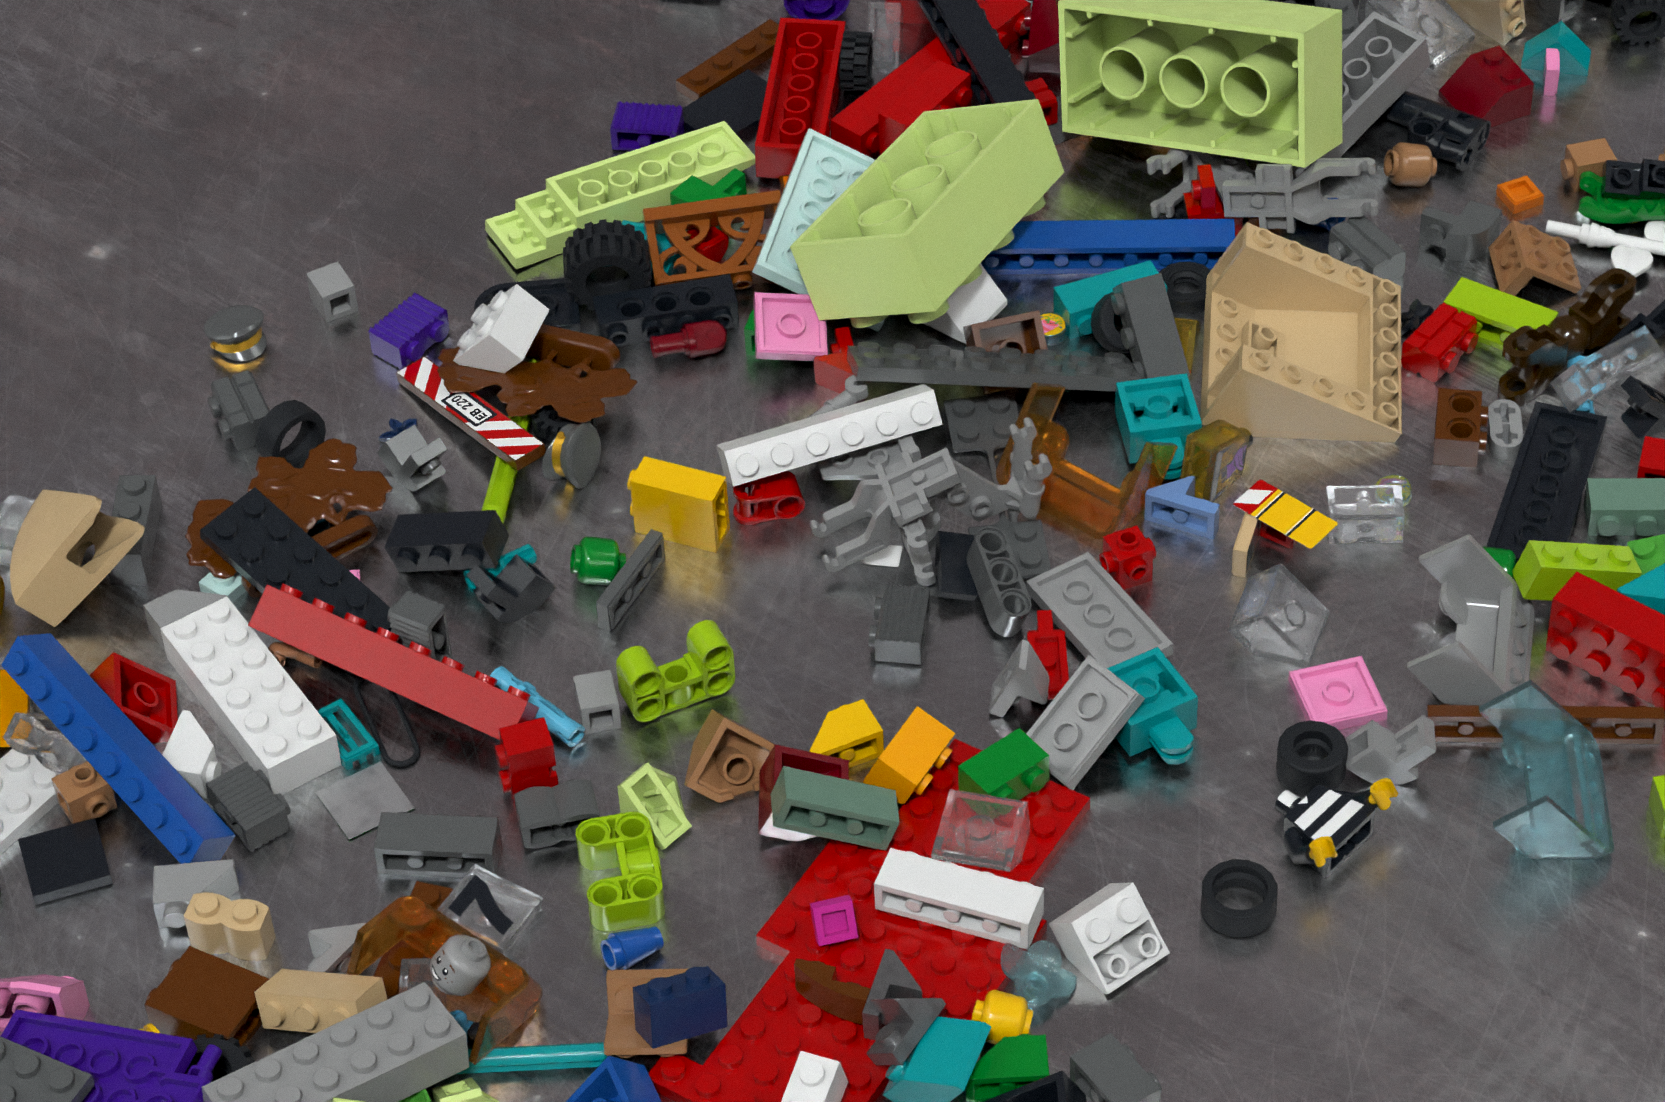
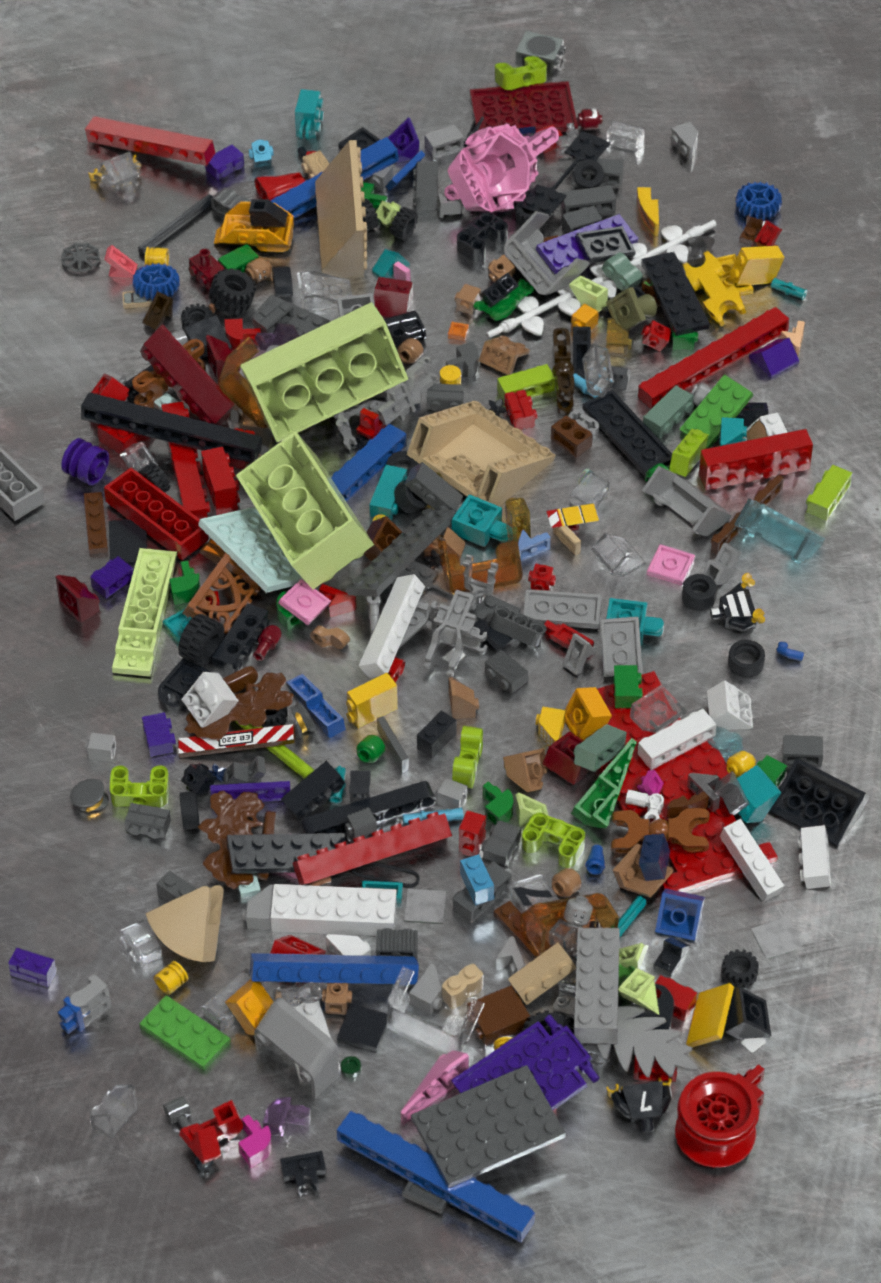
camera: 55 degrees left, 5 degrees up
(114, 962) = (443, 1039): none -> clear windscreen
(277, 360) = (153, 793): none -> lime beam
(362, 414) = (198, 778): none -> black brick
(406, 492) = (266, 790): none -> dark purple plate
(426, 811) = (477, 879): none -> dark azure brick
(491, 633) = (382, 806): none -> black beam
(547, 935) = (566, 882): none -> medium nougat head
(570, 112) = (77, 597): none -> dark red slope
(616, 764) = (500, 804): none -> green brick
(639, 438) = (312, 699): none -> blue slope
(685, 606) = (436, 734): none -> black brick
(746, 876) = (599, 801): none -> green wedge
(762, 1004) = (677, 830): none -> dark orange piece
(767, 398) = (330, 637): none -> medium nougat piece
(787, 598) = (462, 700): none -> medium nougat slope
(799, 943) = (654, 803): none -> white bar
(1086, 419) = (453, 542): none -> medium nougat slope
(1311, 950) = (783, 650): none -> blue arm
(1407, 229) = (450, 375): none -> yellow piece

